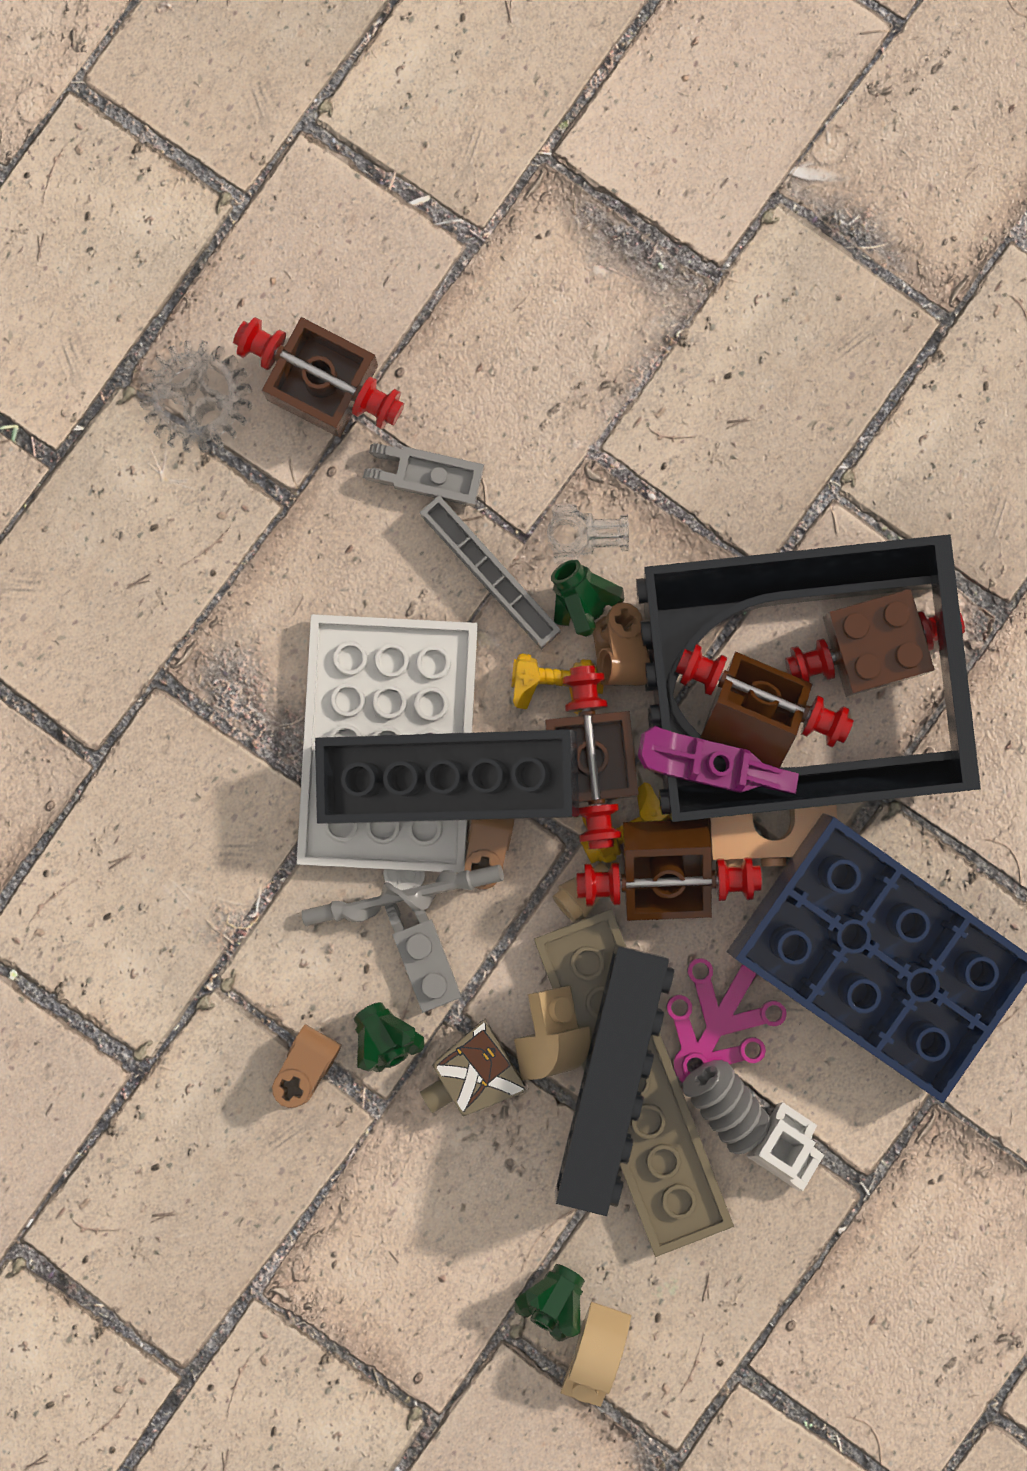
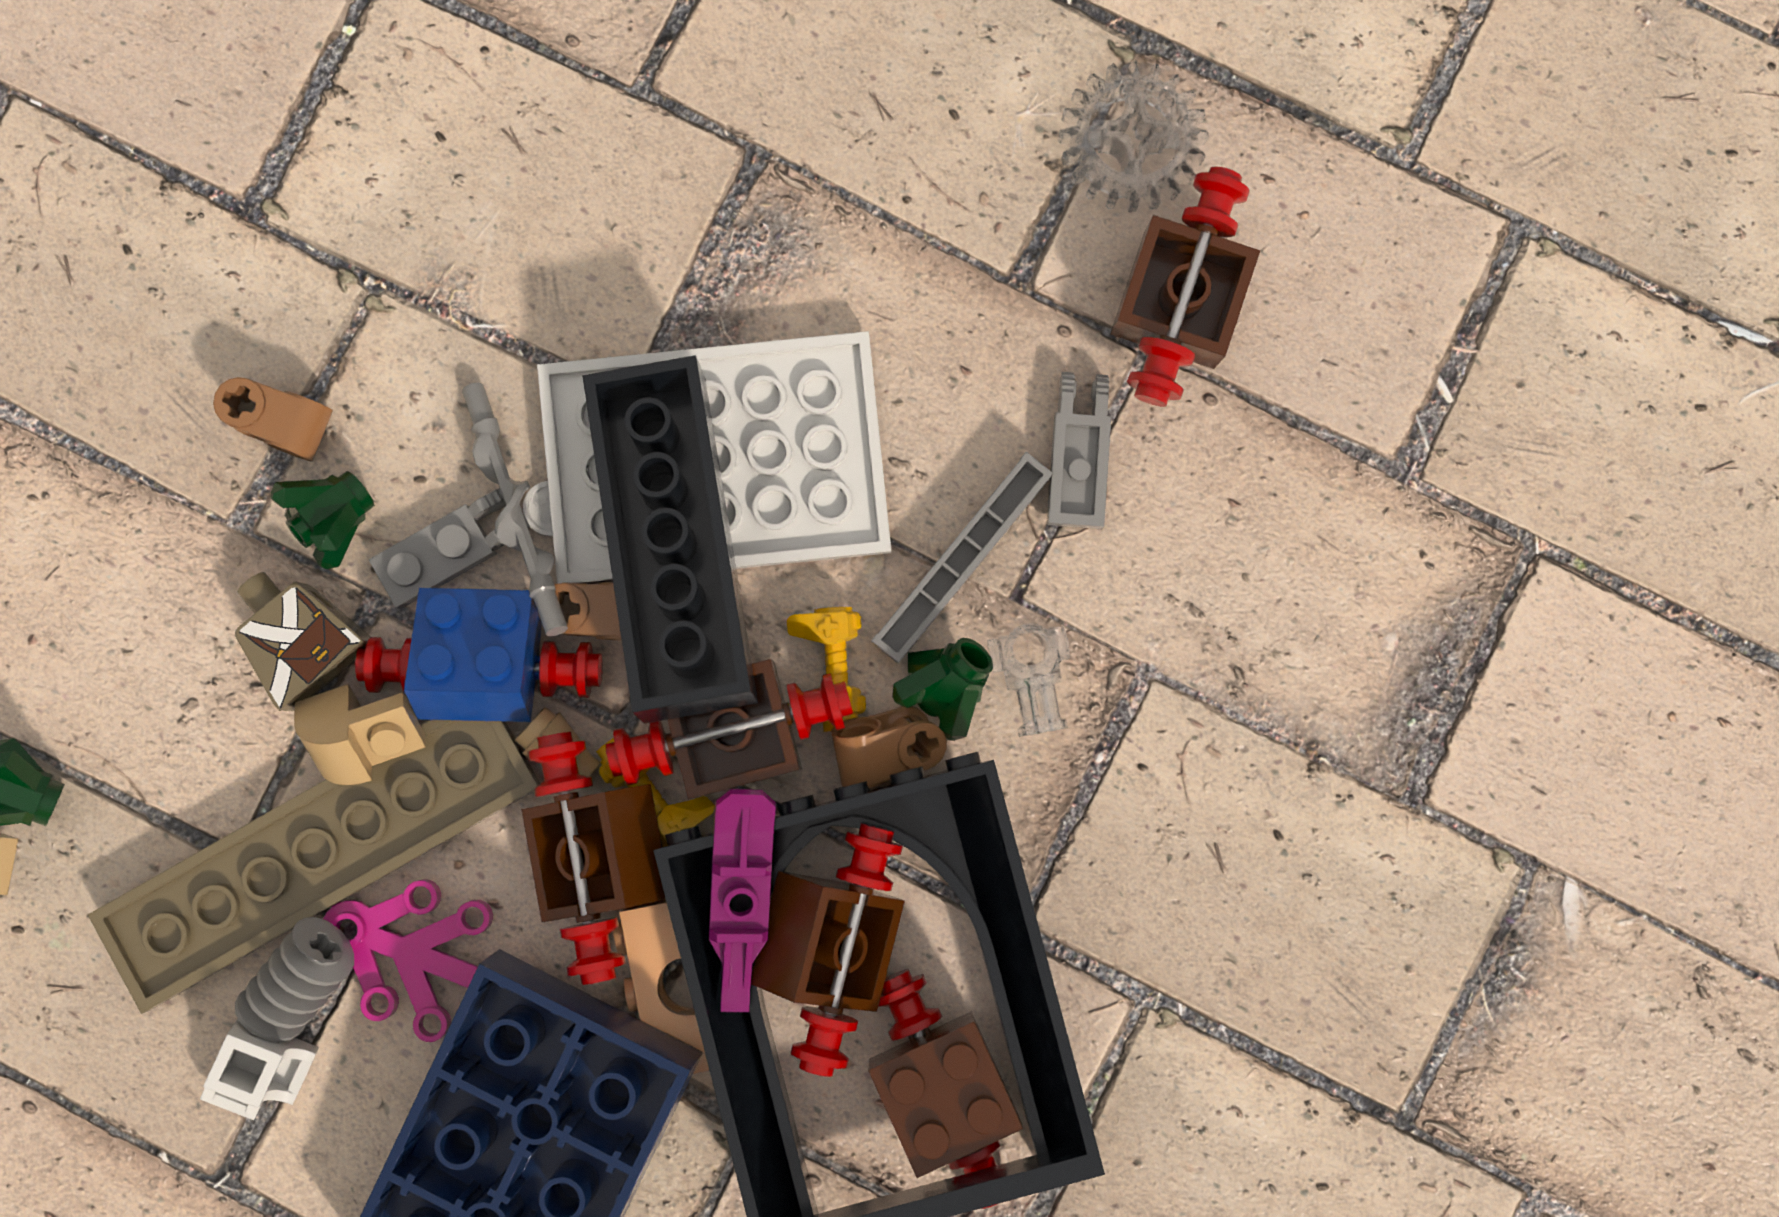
camera: 75 degrees right, 0 degrees up
(509, 940) = (476, 658): none -> blue brick
(611, 1081) = (295, 821): black brick -> none

